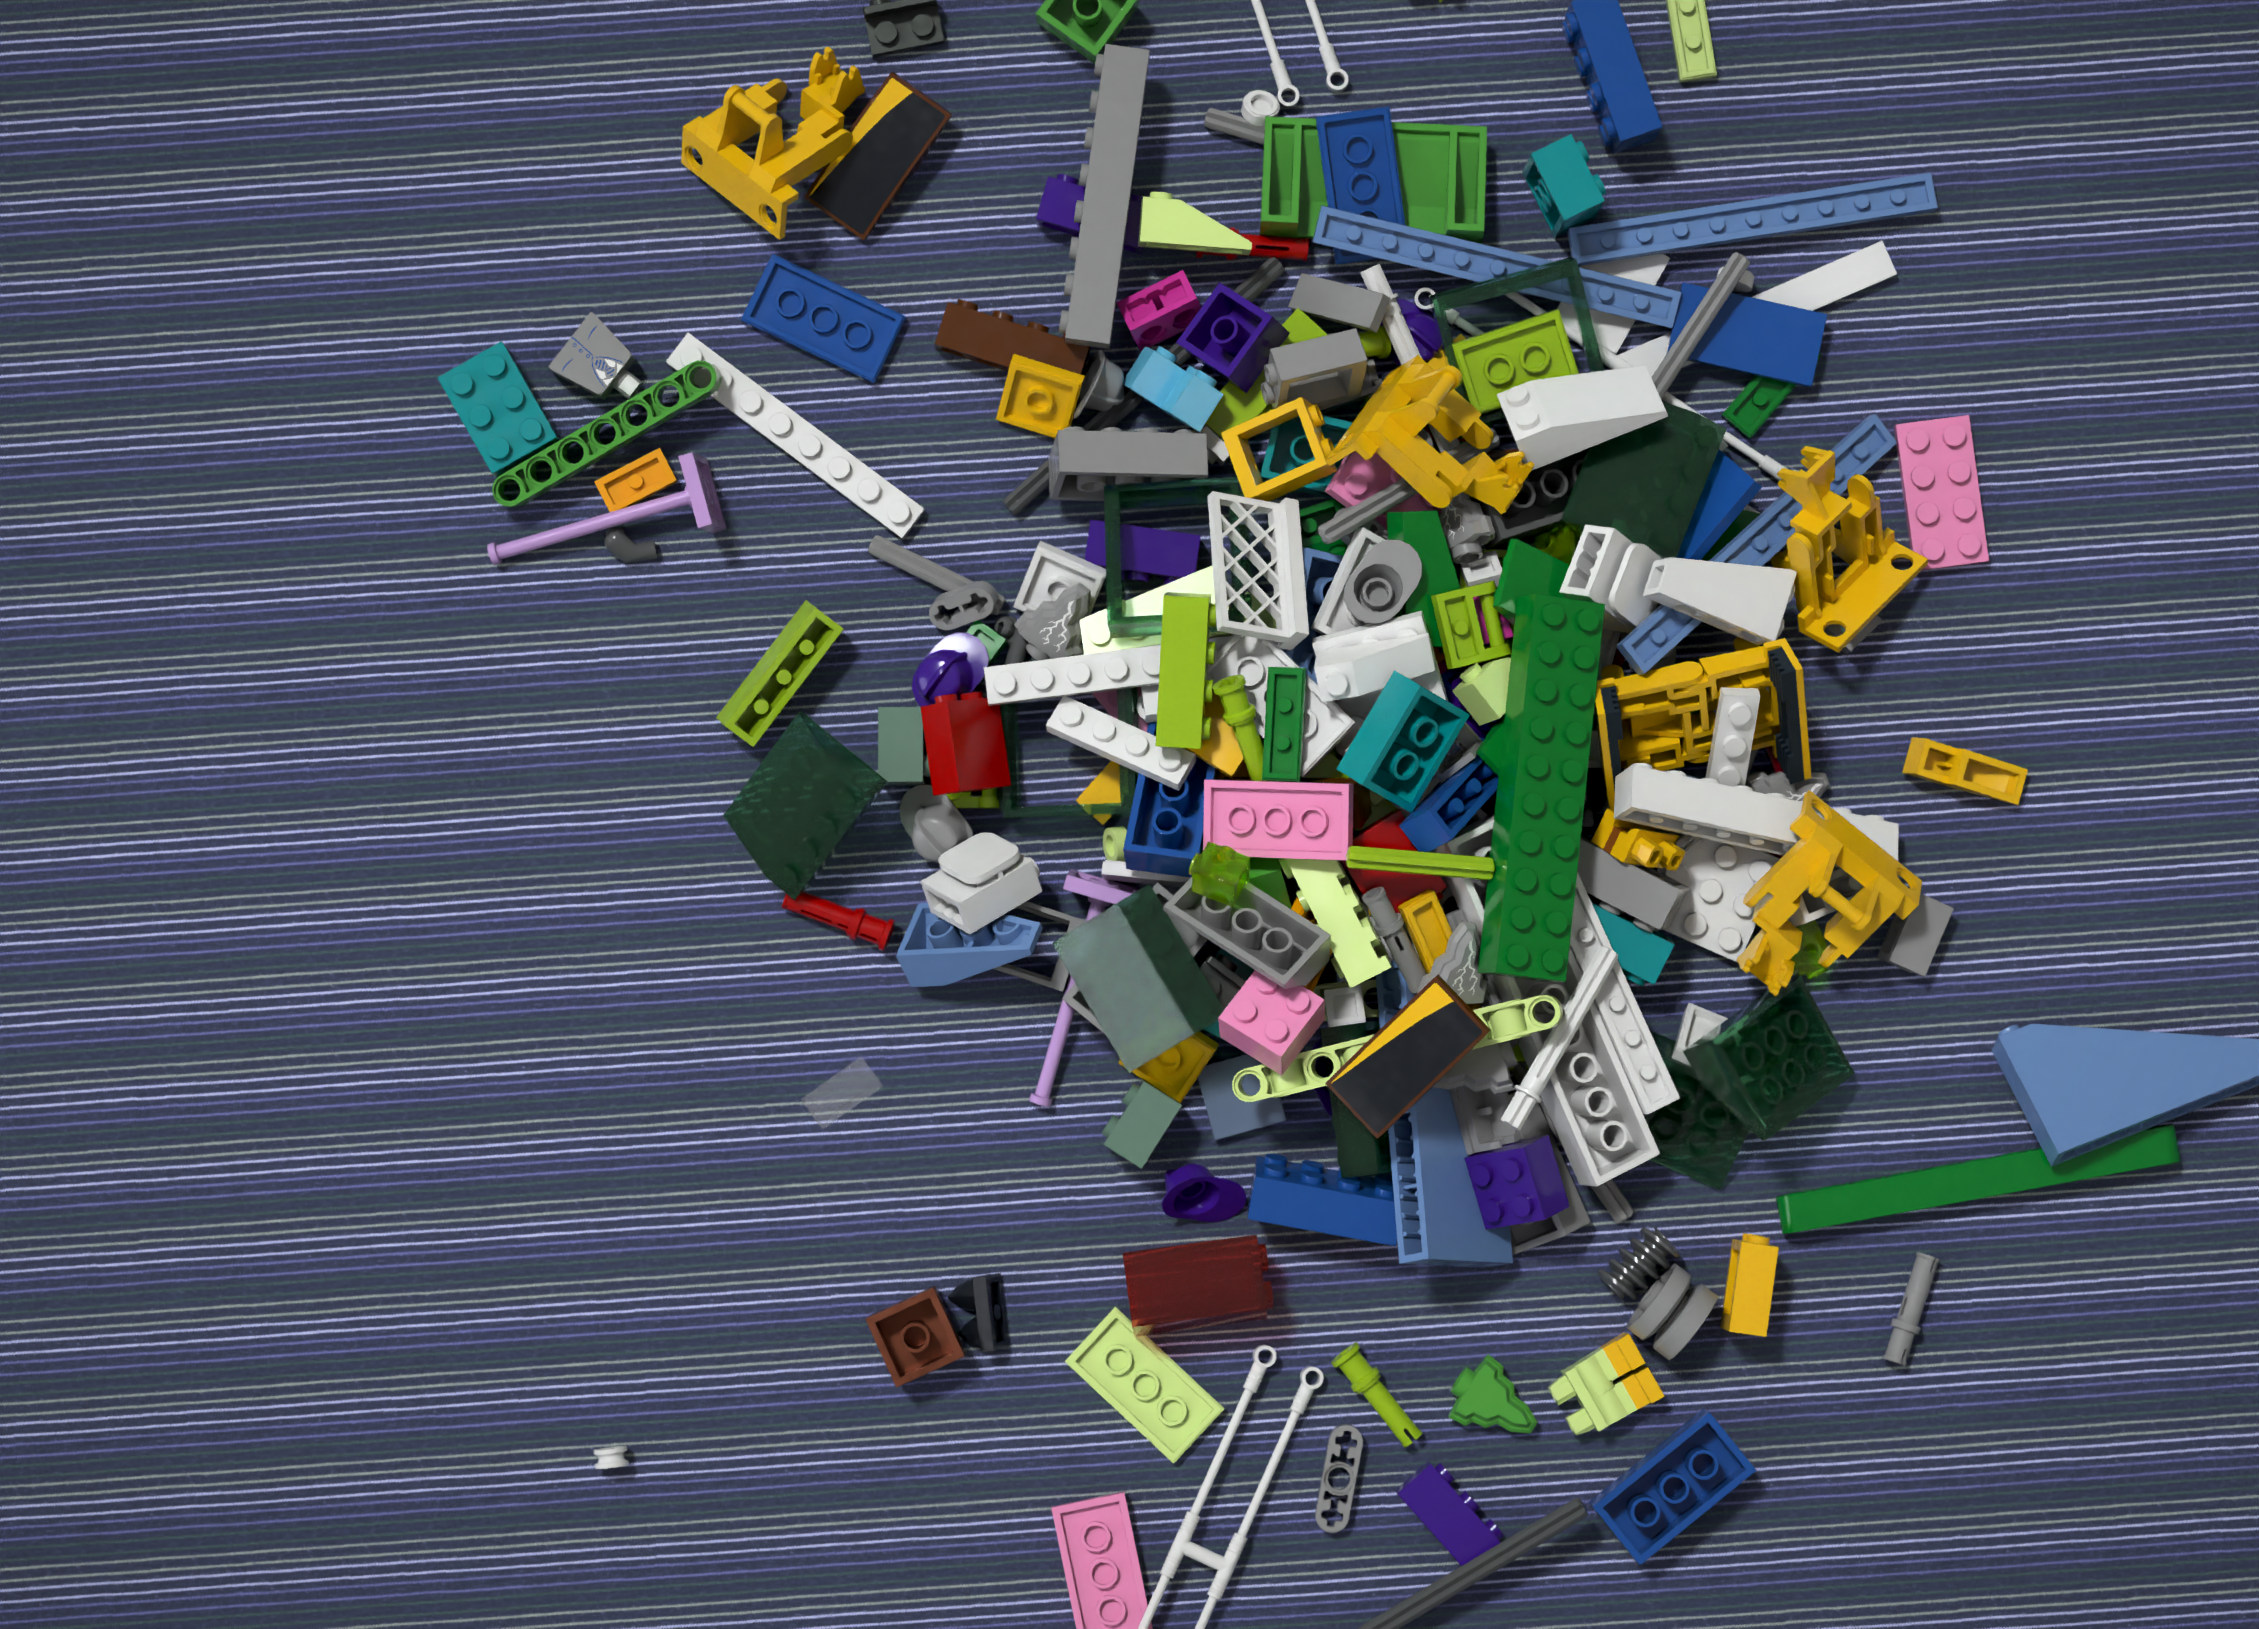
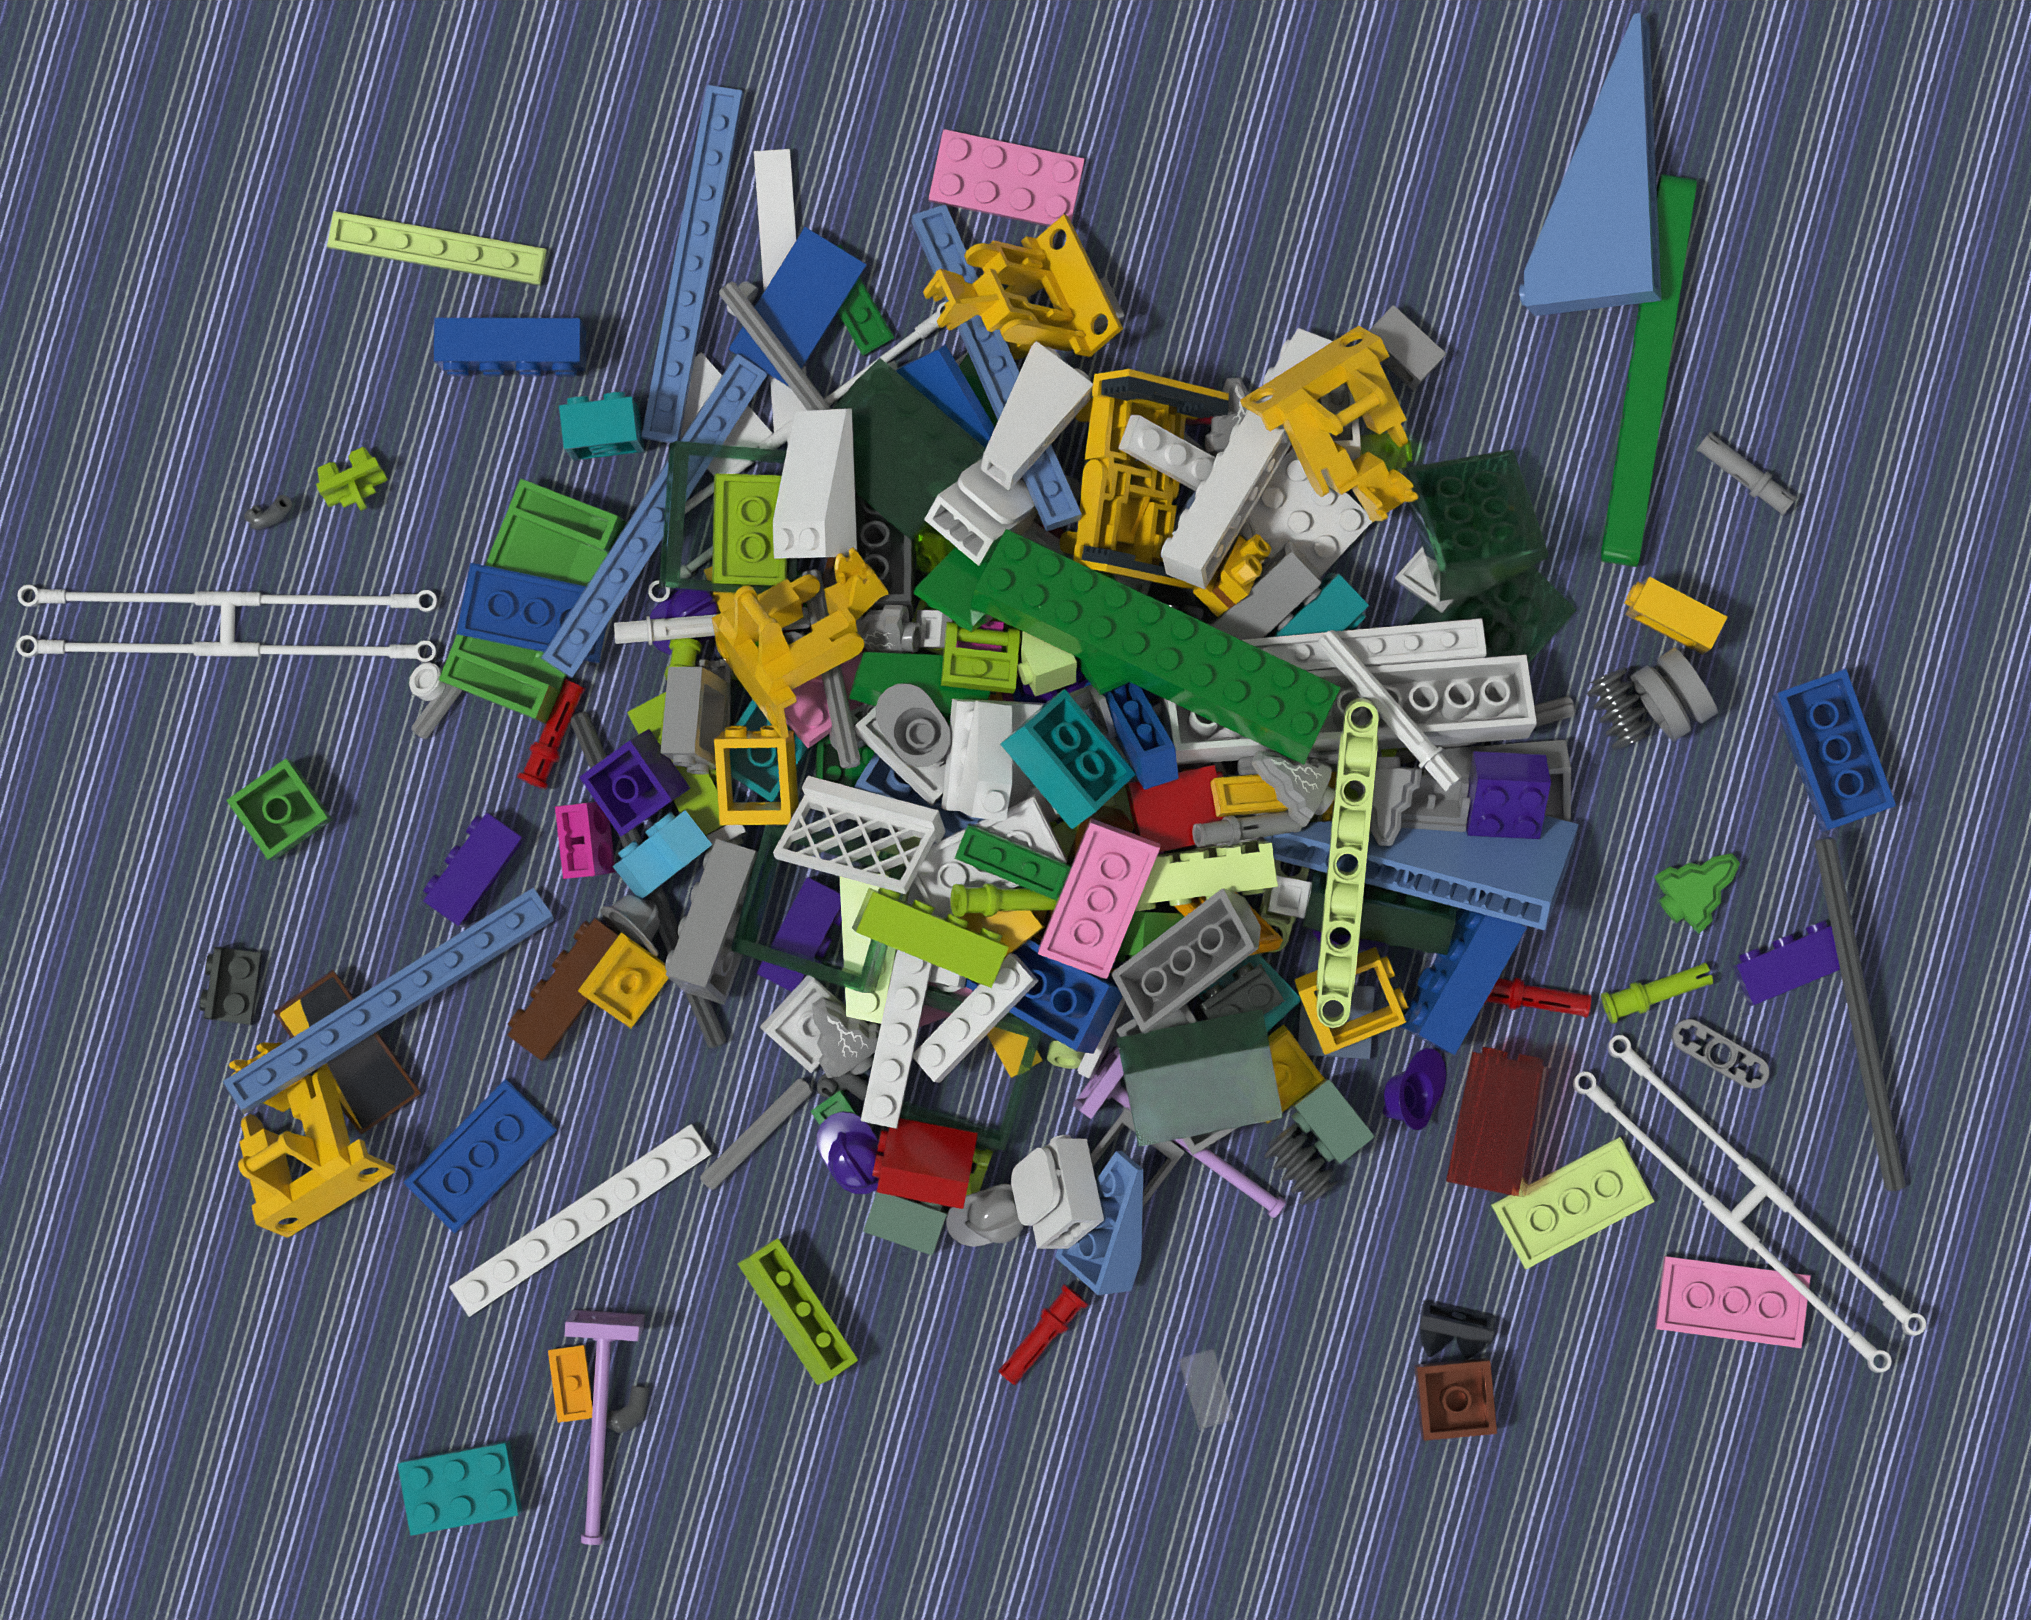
camera: 60 degrees left, 0 degrees up
(589, 439) = (518, 1413): bright green beam -> none
(596, 361) = (446, 1381): light grey torso -> none
(802, 804) = (927, 1333): clear green slope -> none
(932, 169) = (388, 1001): none -> medium blue plate
(966, 612) = (786, 1119): light grey beam -> none
(1089, 1107) = (1299, 1164): none -> dark grey piece
(1106, 196) = (462, 853): light grey brick -> none
(1178, 226) = (514, 794): yellowish green slope -> none
(1220, 873) = (1130, 969): clear neon green brick -> none
(1247, 1127) = (1364, 1026): none -> yellow window
(1271, 1021) = (1282, 970): bright pink brick -> none
(1328, 1261) = (1517, 994): none -> red pin
(1339, 302) = (636, 672): light grey tile -> none
(1408, 1056) = (1359, 856): black slope -> none
(1420, 862) = (1185, 782): lime axle -> none
(1593, 1385) = (1717, 790): yellowish green hips -> none
(1964, 770) = (1269, 249): yellow slope -> none

